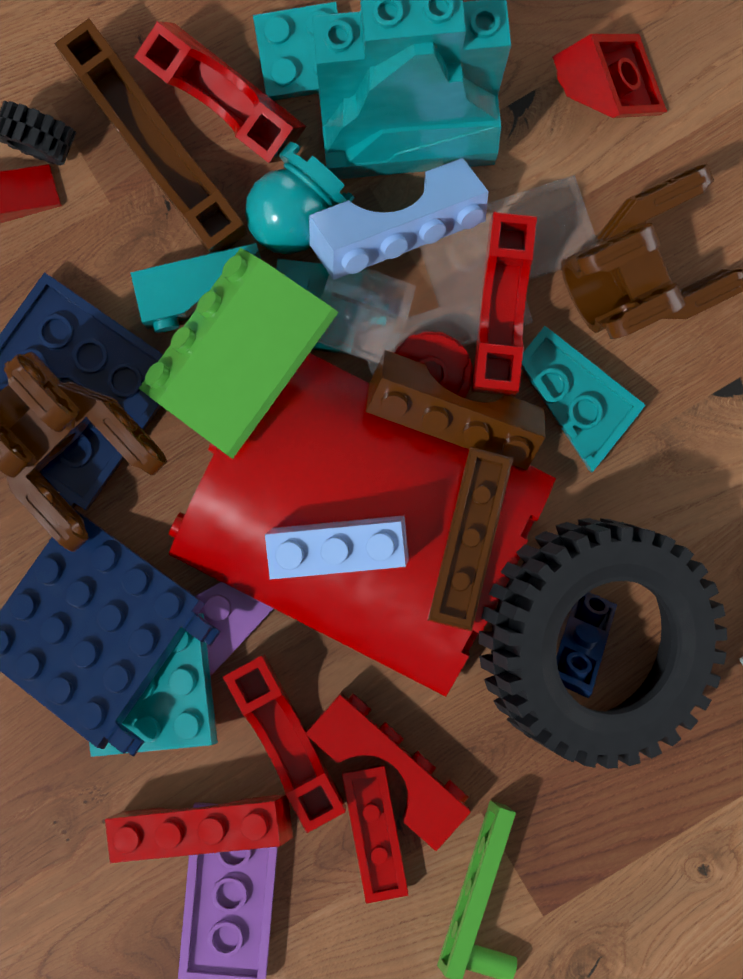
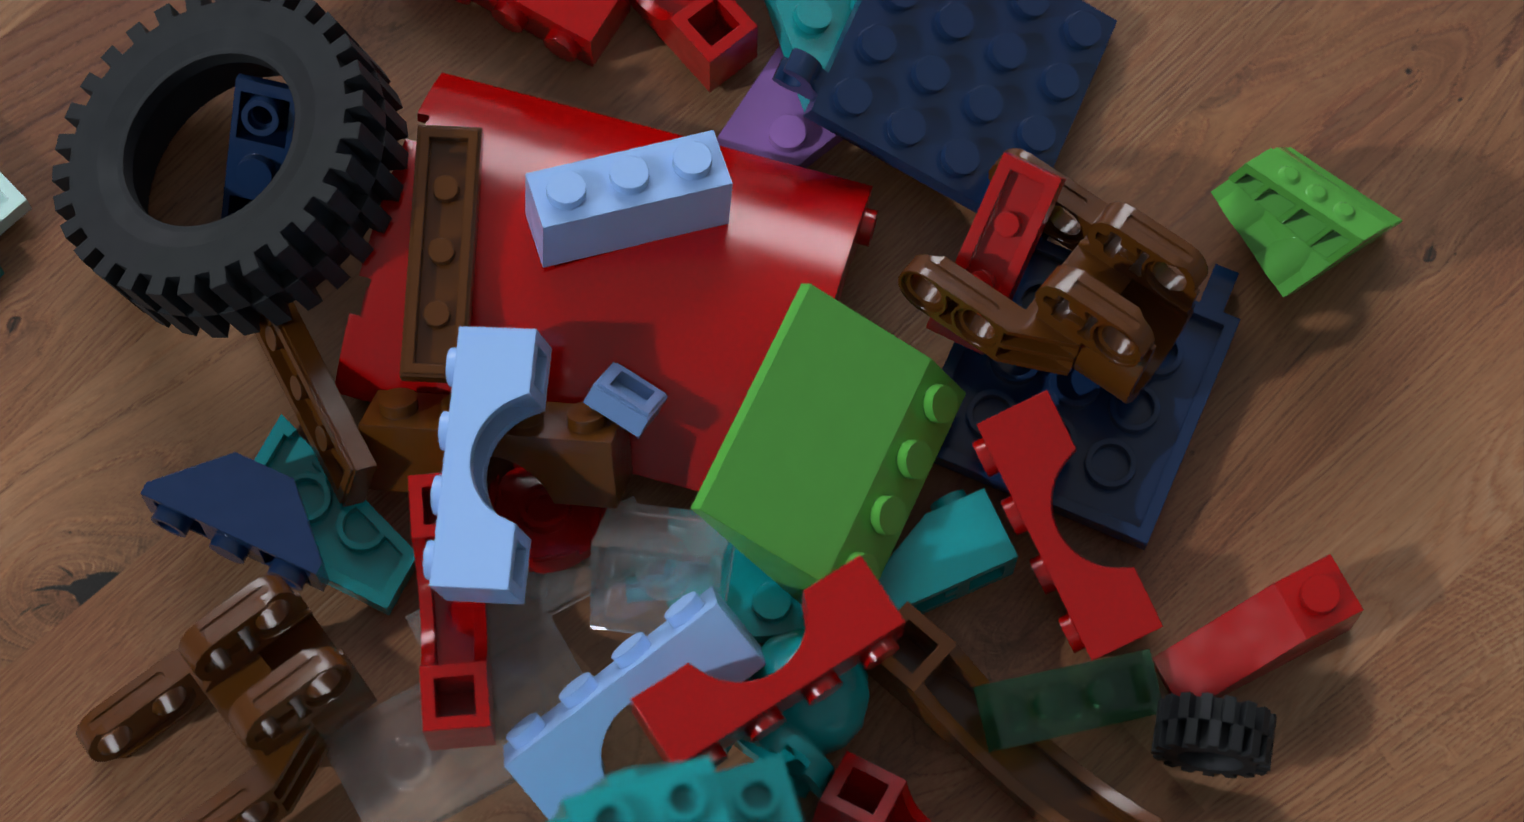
camera: 170 degrees right, 15 degrees down
(82, 238) = (1102, 602): none -> red arch
(84, 485) = (1006, 228): none -> red plate
(119, 174) = (1068, 700): none -> clear green plate
(359, 179) = (845, 625): none -> red arch
(365, 412) = (625, 399): none -> medium blue tile
(481, 321) = (495, 384): none -> light blue arch
(566, 459) = (318, 407): none -> reddish brown tile
(626, 396) = (243, 513): none -> dark blue slope

